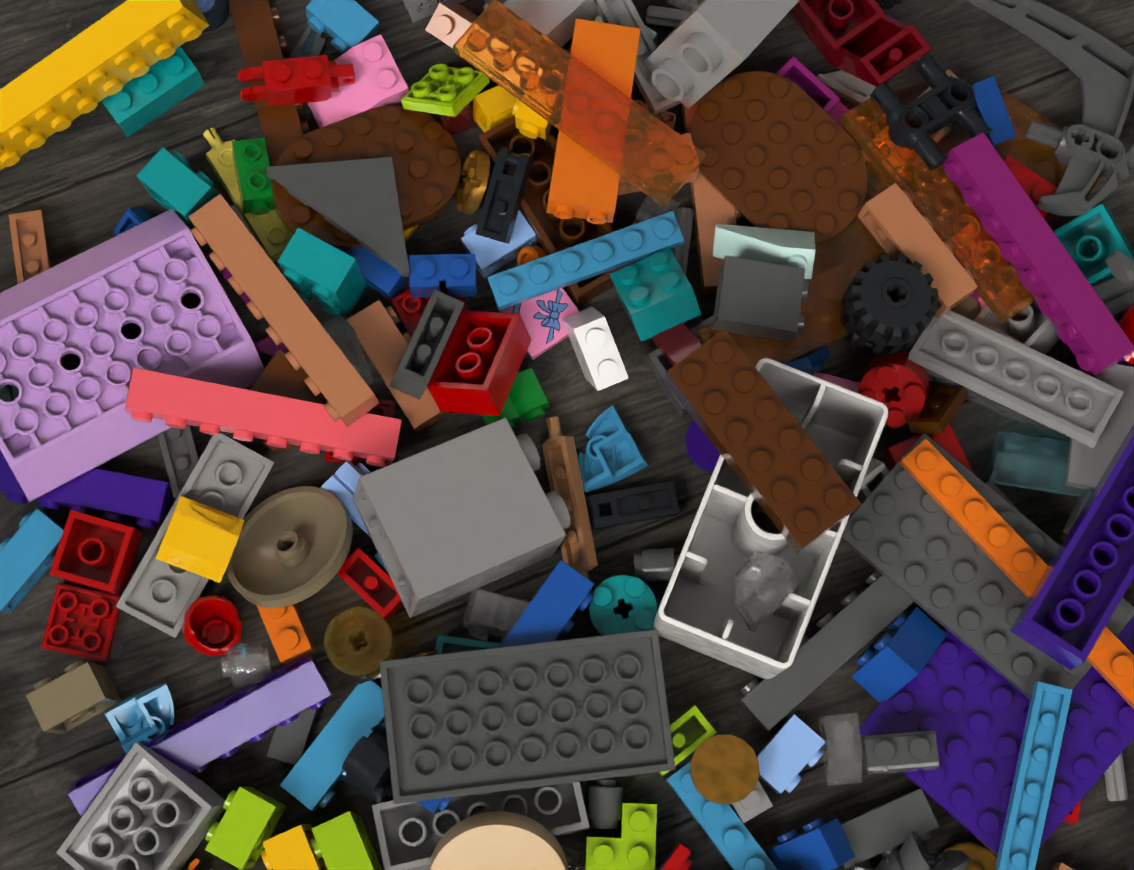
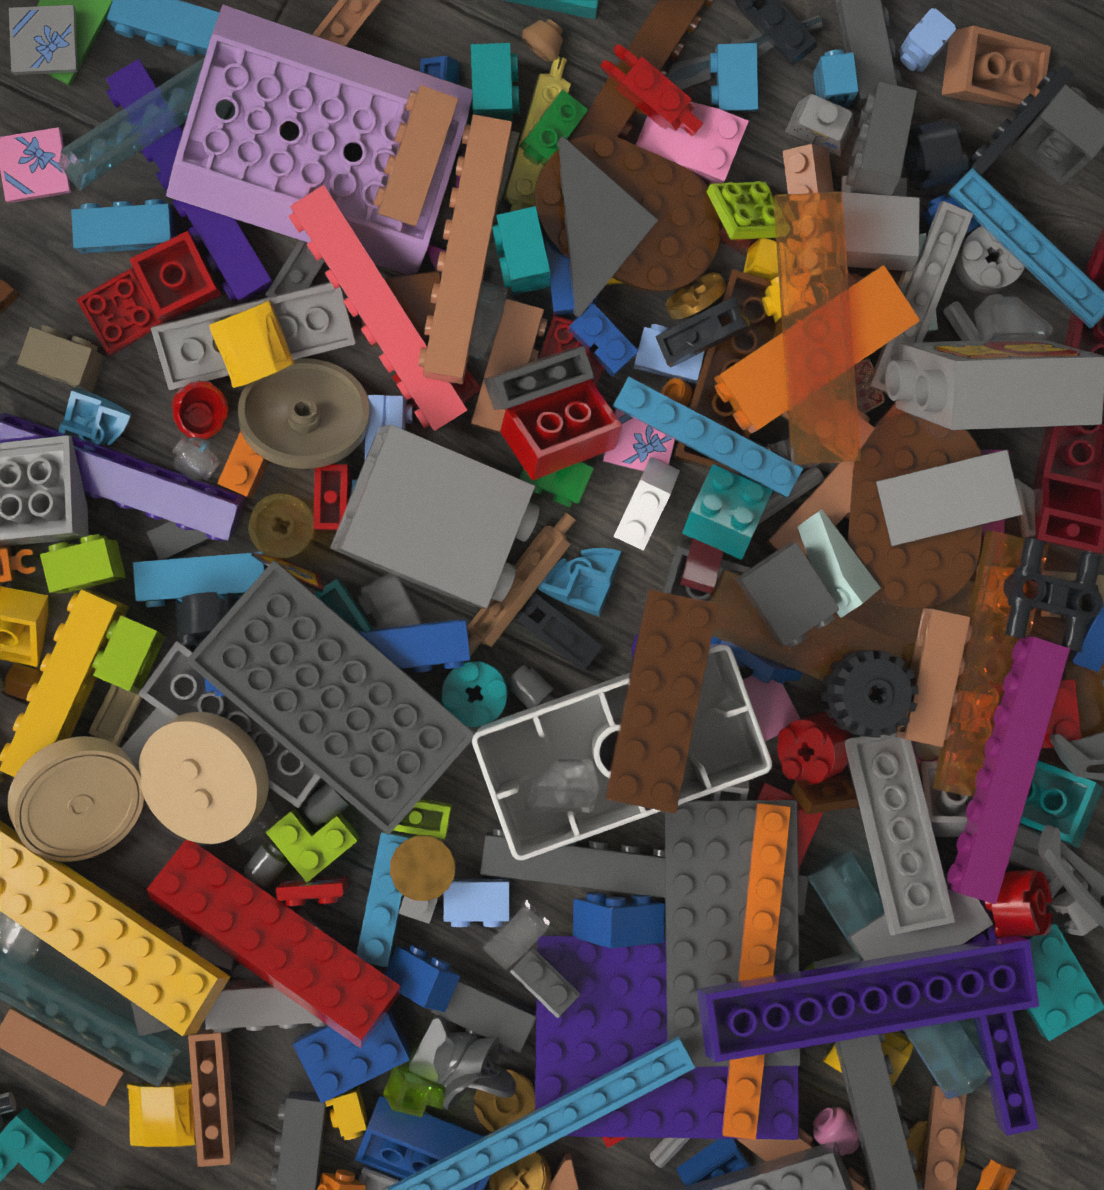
camera: 45 degrees right, 10 degrees up
(178, 283) = (416, 156): none -> nougat brick
(184, 130) = (543, 39): none -> medium nougat cone
(791, 123) = (949, 498): none -> light grey tile

